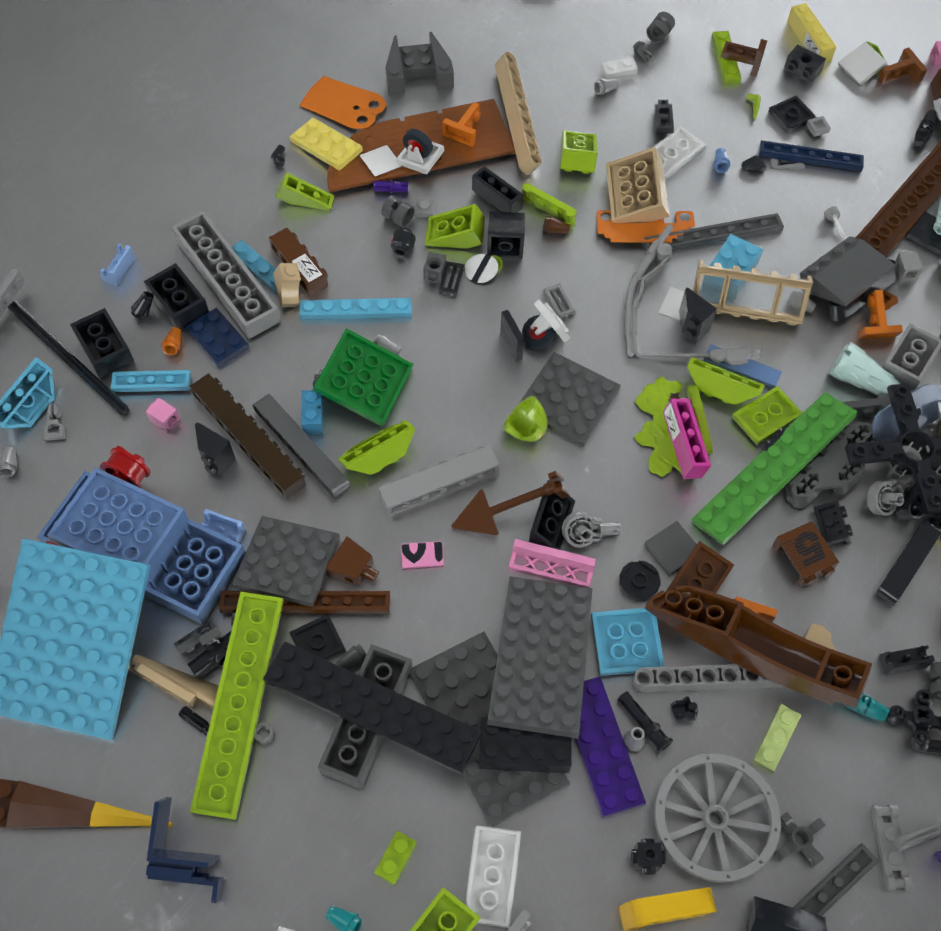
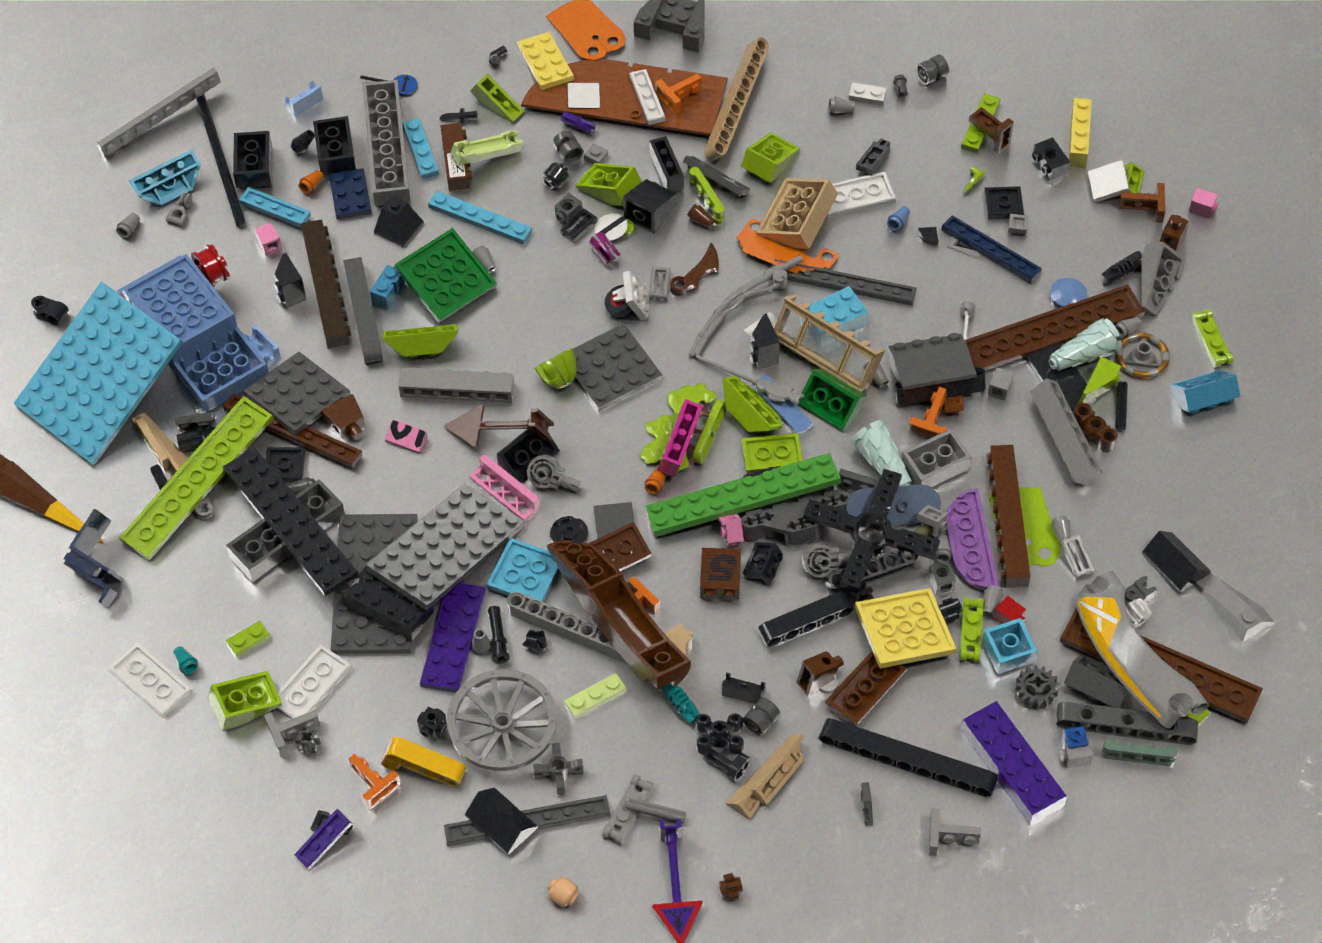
camera: 30 degrees right, 5 degrees down
(211, 211) = (406, 83): none -> blue piece
(279, 222) = (462, 115): none -> black piece
(282, 345) = (397, 222): none -> black slope
(287, 284) = (431, 172): tan arch -> none
(325, 241) = (486, 148): none -> yellowish green piece
(419, 151) = (618, 101): plate -> none
(452, 149) = (647, 97): none -> white tile
(491, 290) = (603, 246): none -> magenta arm
(512, 335) = (592, 293): black tile -> none
(551, 186) = (721, 179): none -> dark grey plate
(588, 268) = (707, 265): none -> reddish brown piece
(684, 490) = (655, 482): none -> orange cone
(783, 341) = (832, 399): none -> green slope
(788, 504) = (731, 529): none -> bright pink brick
(897, 167) = (1067, 291): none -> medium blue dish

